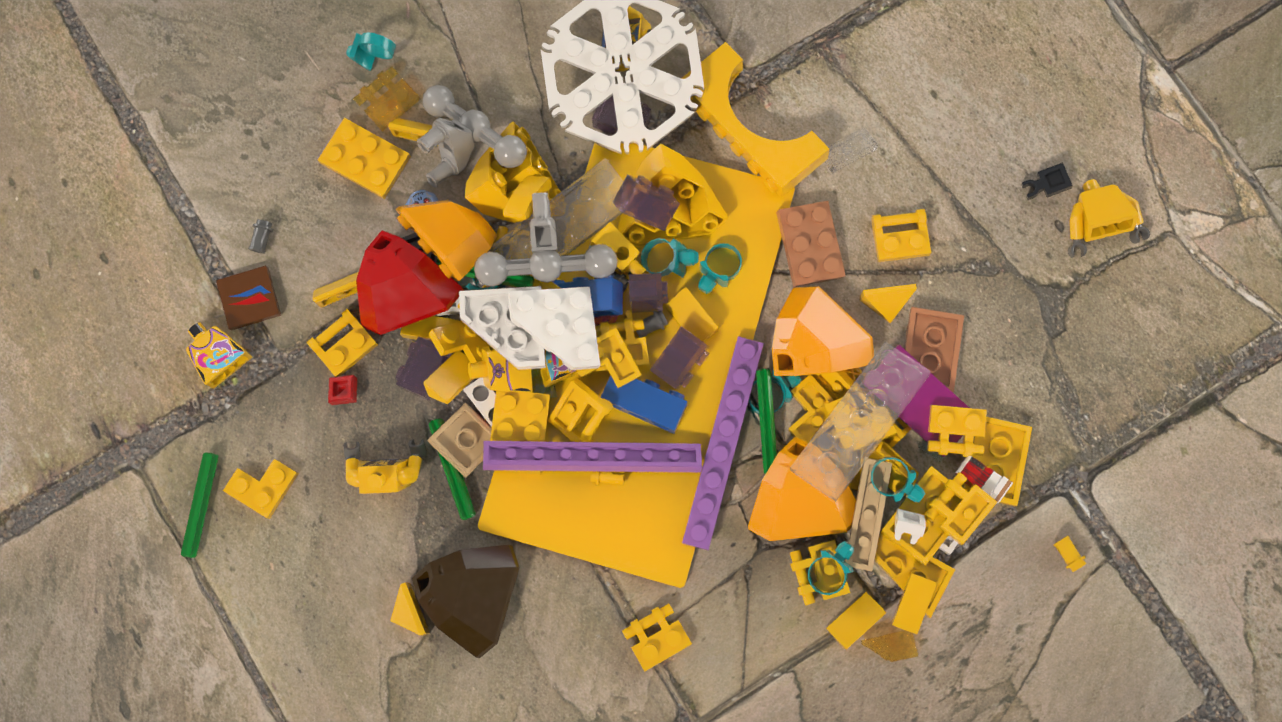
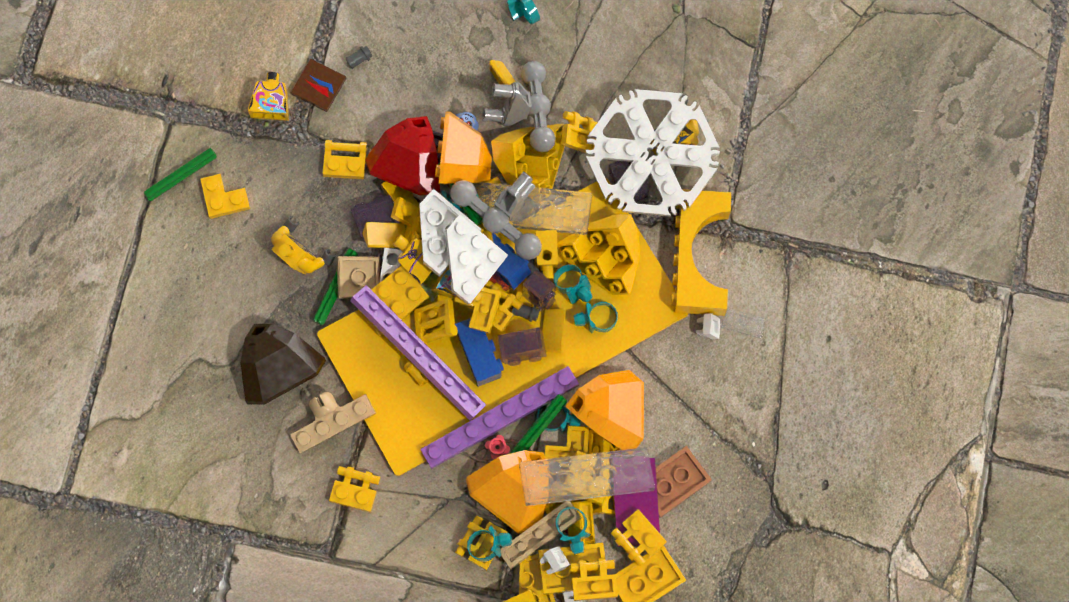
camera: 35 degrees right, 5 degrees down
(335, 291) = (369, 126): yellow slope -> none
(342, 390) = (319, 185): red tile -> none
(364, 158) = (460, 67): yellow plate -> none
(392, 103) = (503, 50): clear yellow plate -> none
(408, 612) = (234, 341): yellow slope -> none
(520, 203) = (534, 170): yellow slope -> none
(534, 122) = (573, 135): none -> yellow plate
(572, 596) = (331, 419): none -> tan plate
(646, 202) = (588, 238): brick -> none
(750, 478) = (499, 440): none -> coral plate
(810, 244) = (664, 355): nougat plate -> none
(826, 179) = (711, 326): none -> white tile
(856, 620) = (474, 589): yellow slope -> none
(888, 300) = (677, 430): yellow slope -> none
(903, 243) = (719, 406): yellow plate -> none
(984, 477) = (626, 580): leg -> none
(1051, 181) = (845, 453): black plate -> none
(1102, 214) = (854, 500): yellow torso -> none

